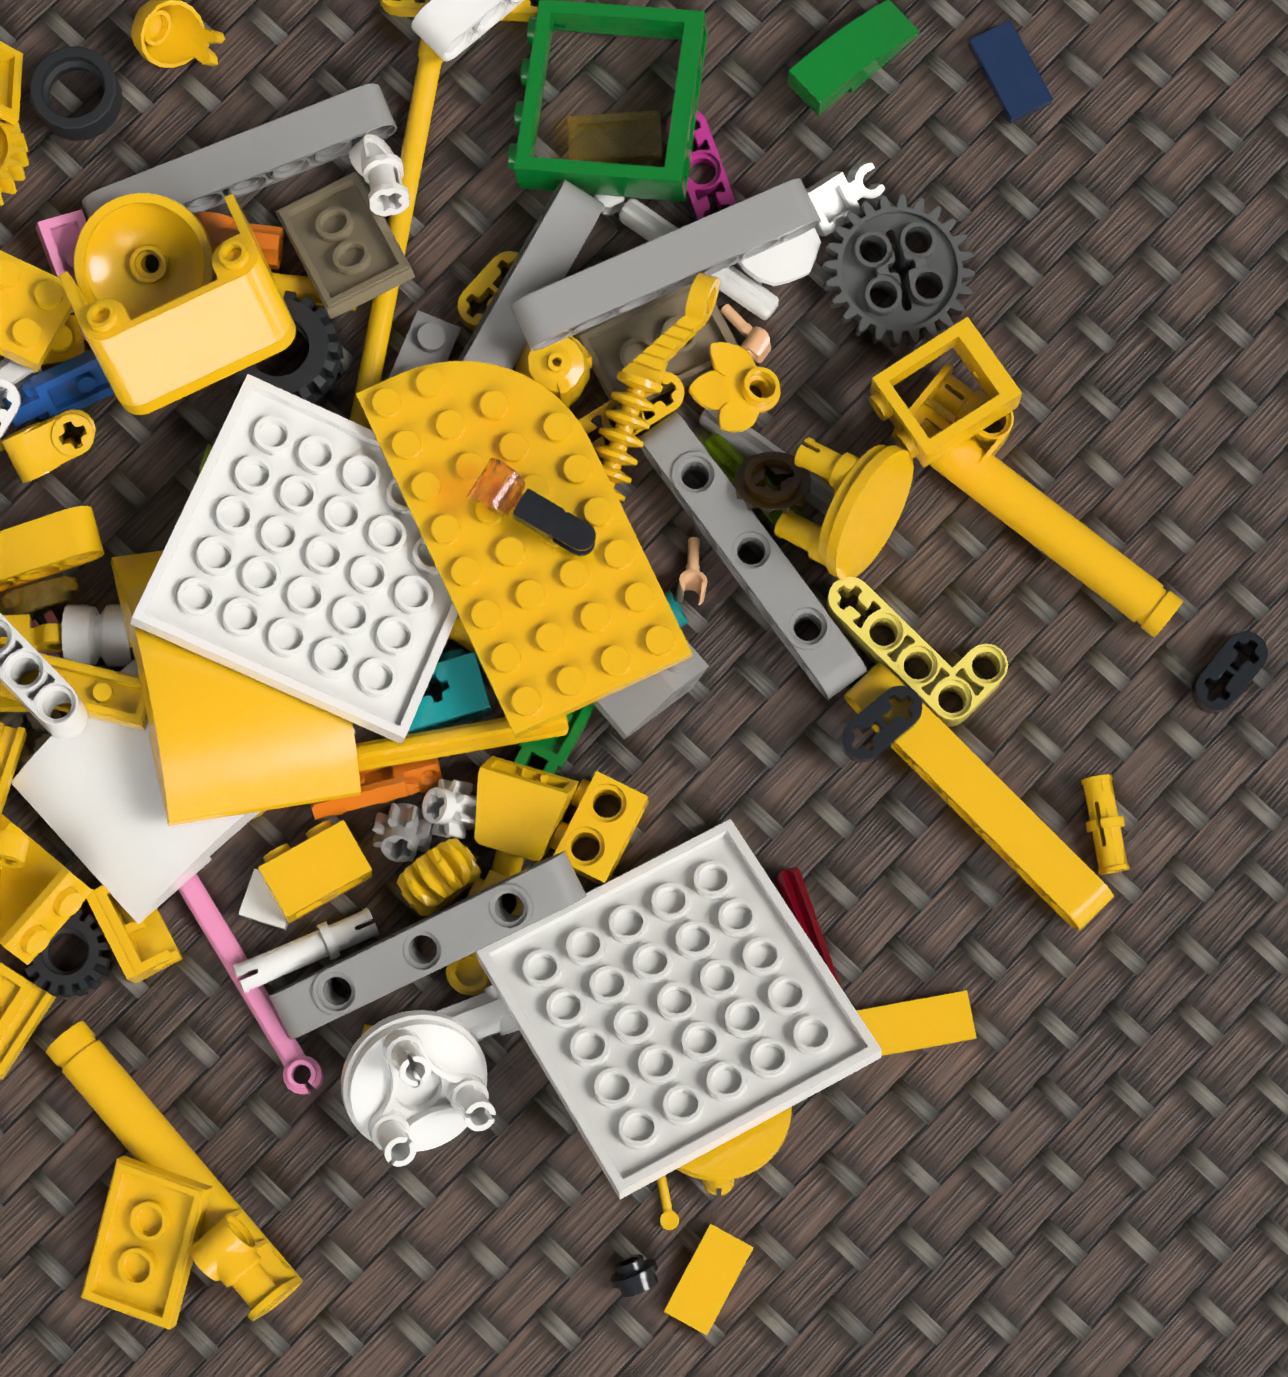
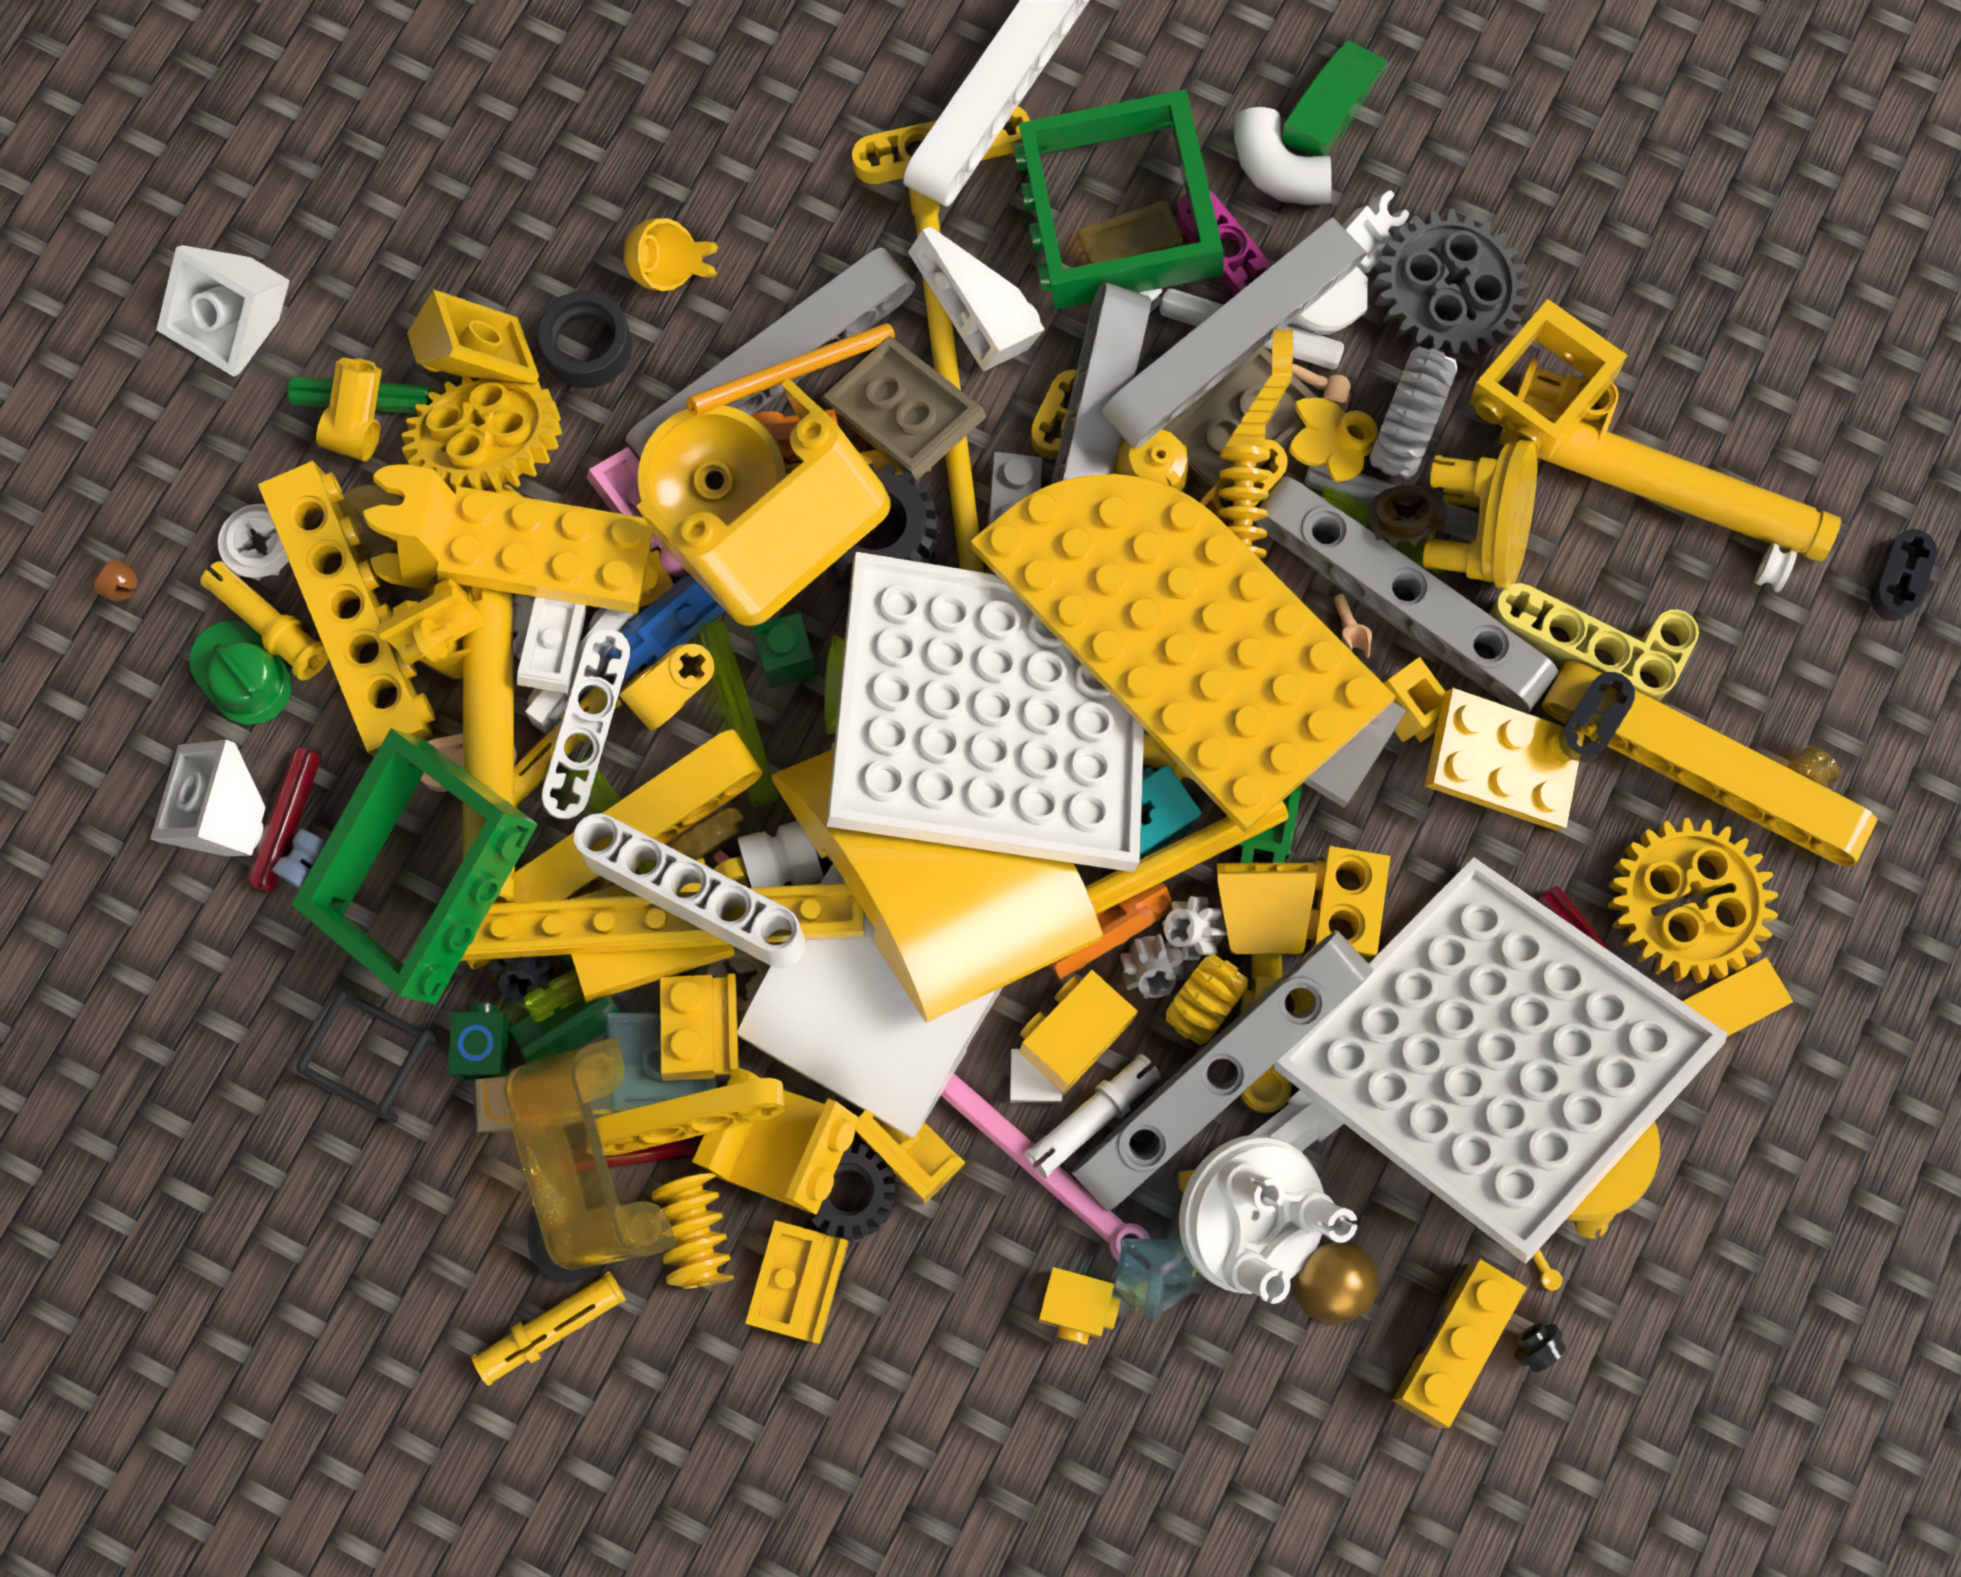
camera: 20 degrees left, 5 degrees down
(107, 482) = (737, 707): none -> clear neon green axle
(145, 1242) = (1029, 1467): yellow tile -> none
(164, 443) = (785, 650): none -> dark green brick
(230, 1242) = (1114, 1437): yellow piece -> none
(236, 1115) = (1078, 1306): none -> yellow brick
(243, 180) = (789, 369): none -> light orange piece
(310, 1109) = (1154, 1274): none -> clear light blue slope
(383, 173) = (921, 329): white connector -> none
(448, 166) = (979, 302): none -> white slope
(475, 1165) = (1336, 1283): none -> pearl gold hair
(502, 490) = (1156, 587): piece -> none
(561, 1251) = (1461, 1345): none -> yellow arch
(708, 1279) = (1612, 1328): yellow tile -> none
(729, 648) = (1421, 697): none -> yellow brick
(769, 107) = (1273, 167): none -> white cylinder
(785, 737) = (1502, 760): none -> plate
(813, 386) = (1413, 412): none -> light grey gear
(918, 962) = (1709, 941): none -> yellow gear
(1010, 71) = (1488, 74): dark blue tile -> none
(1074, 830) = (1816, 766): none -> clear yellow bush
(1105, 824) = (1823, 724): yellow pin -> none
(1108, 630) = (1775, 567): none -> white bush

